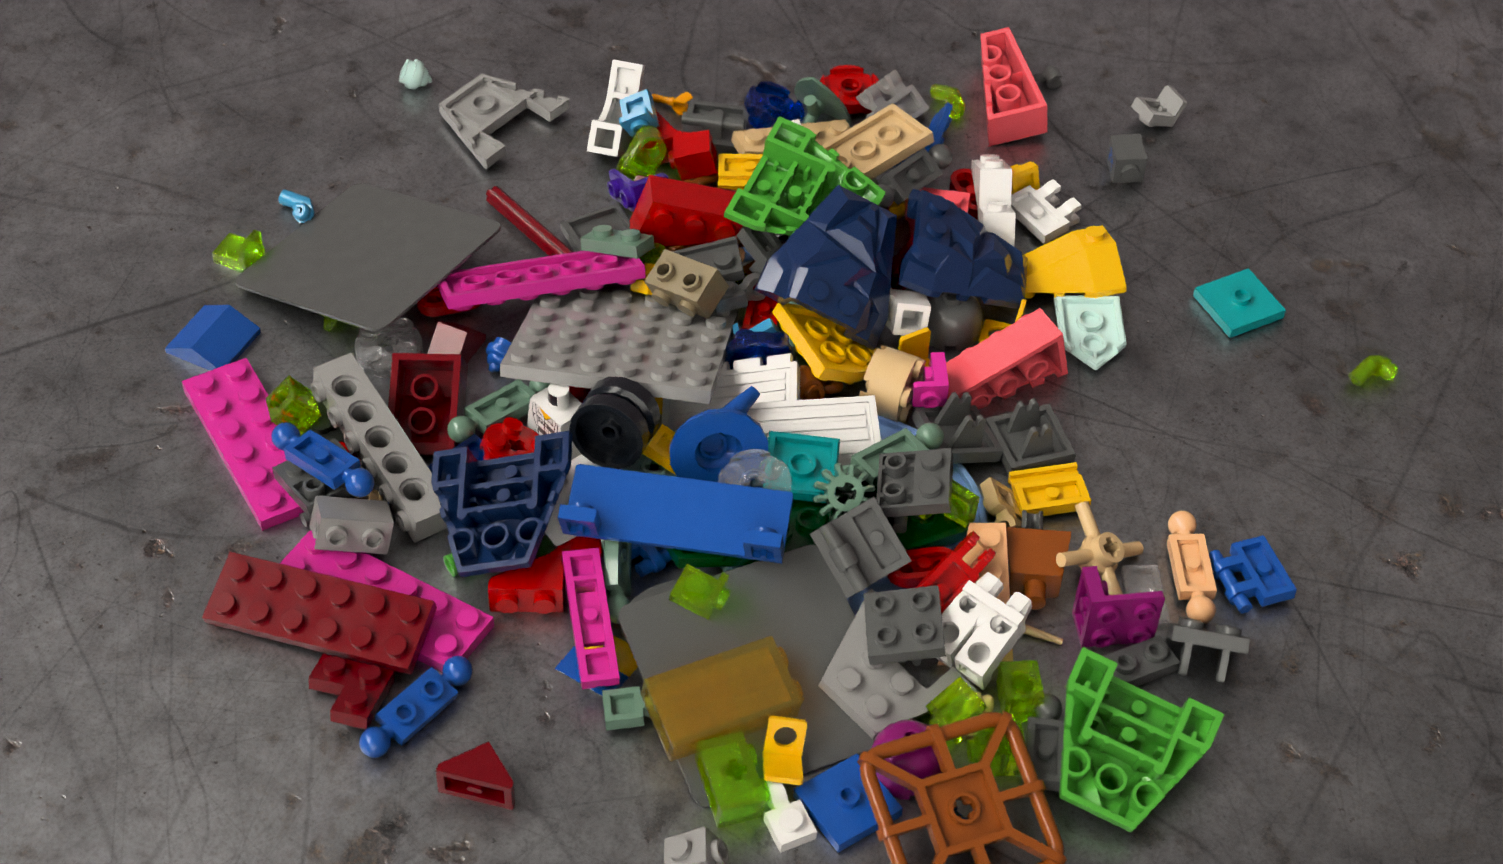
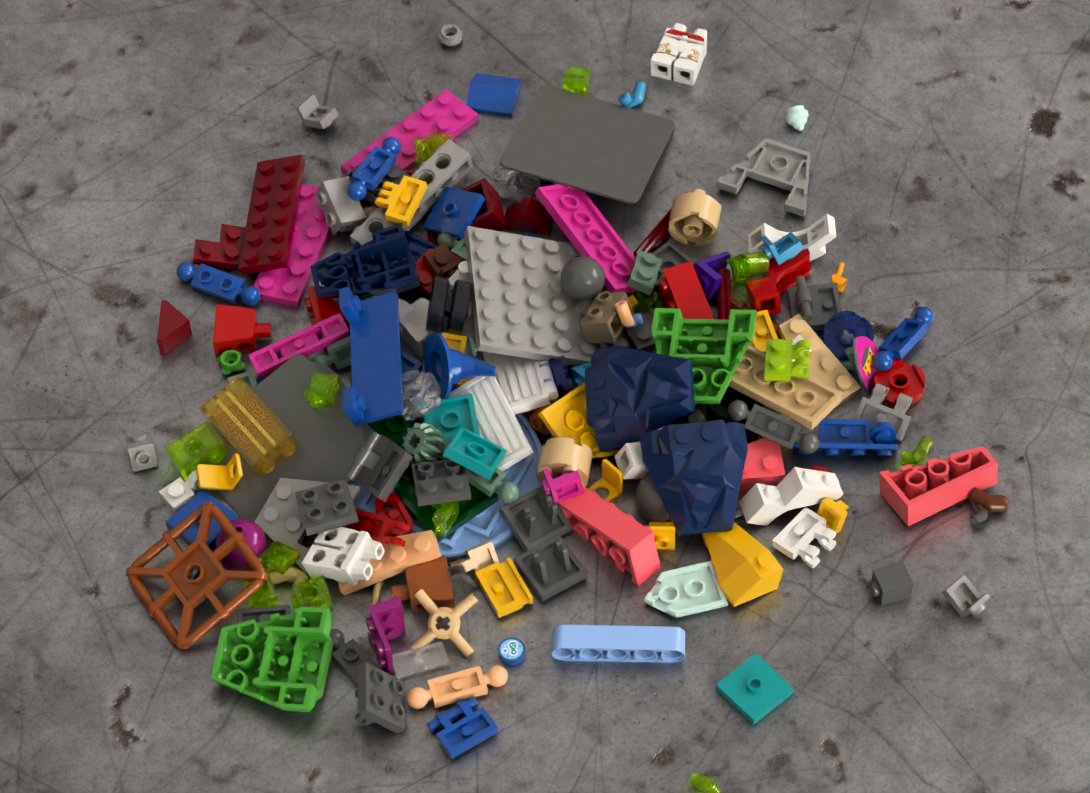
camera: 80 degrees right, 5 degrees up
(81, 358) = (450, 35): none -> light grey plate
(151, 528) = (316, 115): none -> light grey bracket
(256, 144) = (680, 53): none -> white hips
(395, 439) = (401, 199): none -> yellow hinge
(429, 403) = (453, 212): none -> blue plate
(517, 430) = (441, 261): none -> reddish brown bracket
(518, 696) = (238, 330): none -> red torso
(544, 184) = (694, 218): none -> tan brick
(570, 709) = (233, 357): none -> bright green plate
(621, 286) = (582, 278): none -> dark grey piece
(700, 254) = (625, 316): none -> light nougat arm
(785, 63) = (903, 339): none -> blue plate
(842, 139) = (779, 360): none -> lime plate
(878, 439) = (475, 453): none -> teal plate
(925, 112) = (883, 433): none -> blue plate
(1037, 59) = (992, 503): none -> reddish brown arm
(1143, 506) = (511, 651): none -> tile
(1158, 402) = (618, 643): none -> light blue beam

